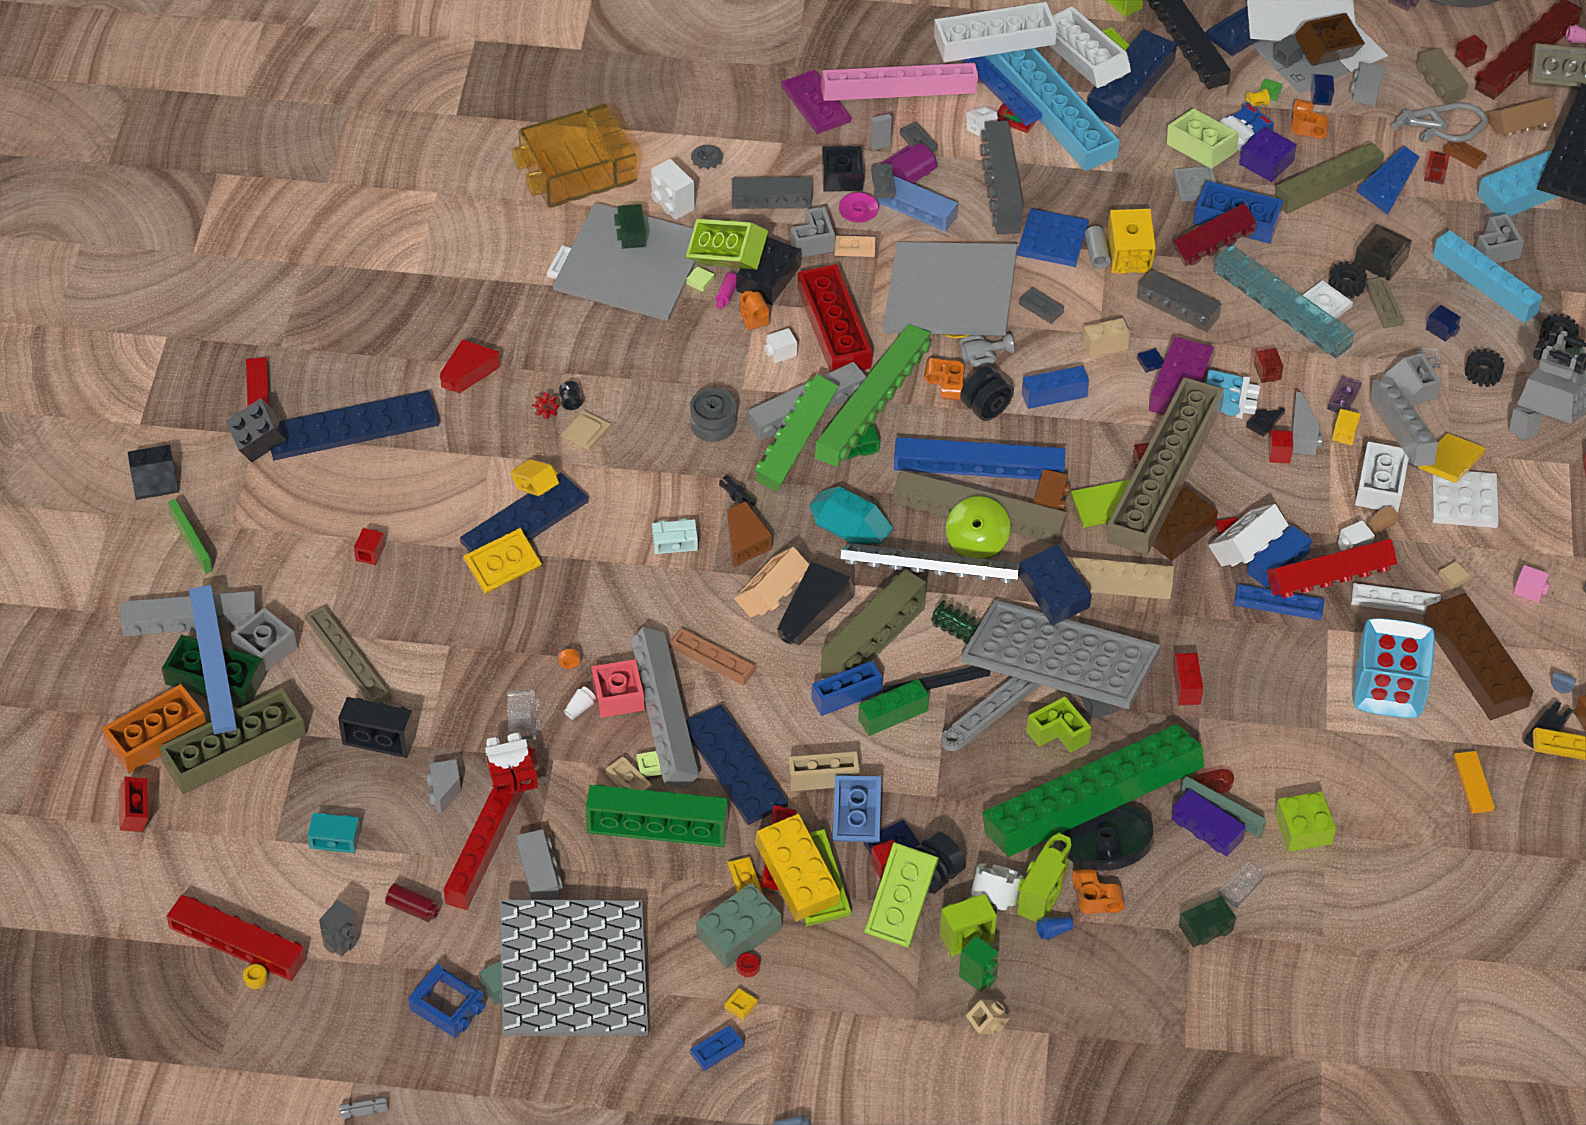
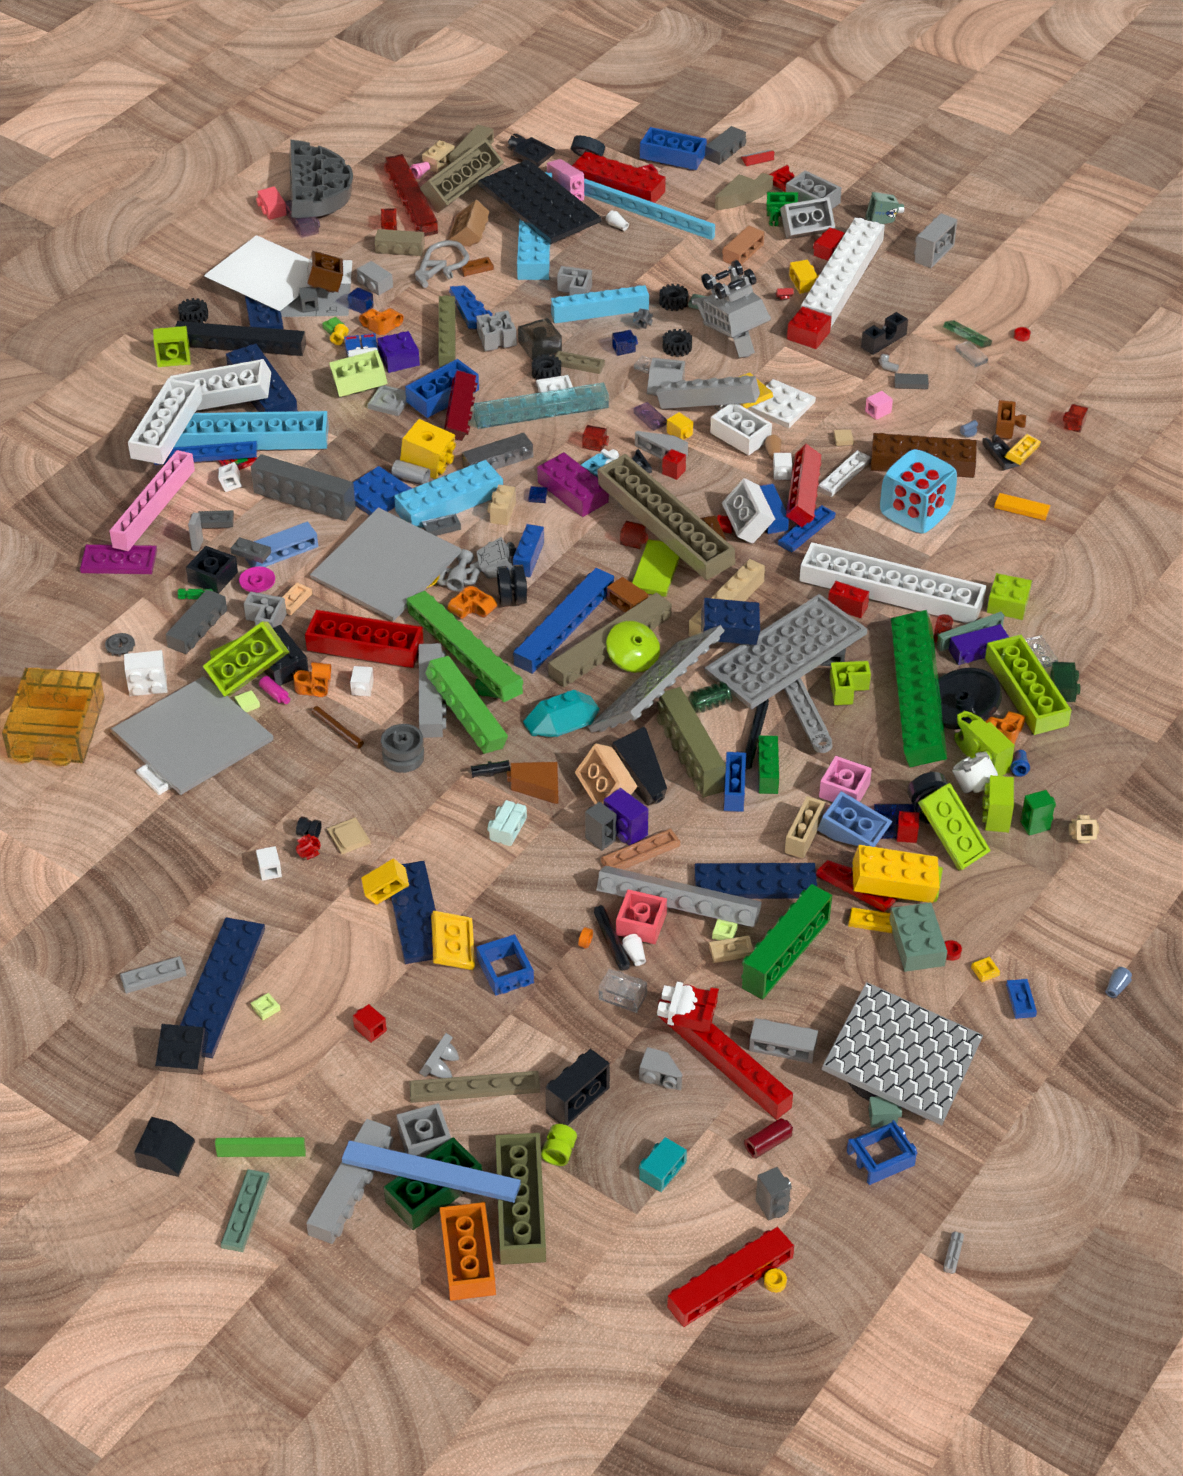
camera: 60 degrees left, 5 degrees down
(123, 559) = (245, 1210): none -> sand green tile
(133, 804) = (542, 1297): red brick -> none
(257, 380) = (116, 1034): red tile -> none
(309, 744) = (559, 1144): none -> lime wheel
(337, 375) = (153, 974): none -> light grey tile
(349, 467) = (265, 1006): none -> yellowish green tile
(351, 613) = (435, 1065): none -> light grey tile
(468, 366) = (220, 880): red slope -> none
(509, 388) = (268, 863): none -> white brick
(509, 597) = (500, 949): none -> blue window
(584, 680) = (611, 938): none -> black axle
(630, 225) = (164, 713): clear green brick -> none
(709, 605) = (600, 826): none -> dark grey brick
(713, 357) = (337, 727): none -> reddish brown piece
(734, 620) = (630, 816): none -> dark purple brick
(807, 171) = (190, 593): none -> green axle
(909, 780) = (845, 777): none -> bright pink brick
(912, 163) = (241, 526): magenta brick -> none
(1021, 363) = (493, 556): none -> light grey torso
(1086, 289) = (448, 494): none -> medium azure brick
(1172, 887) = (1028, 684): none -> lime brick
(1240, 708) = (894, 582): none -> white brick
(1364, 211) = (496, 330): none -> light grey brick
(1437, 167) = (481, 282): clear red brick -> none
(1495, 321) = (642, 318): none -> flat silver gear

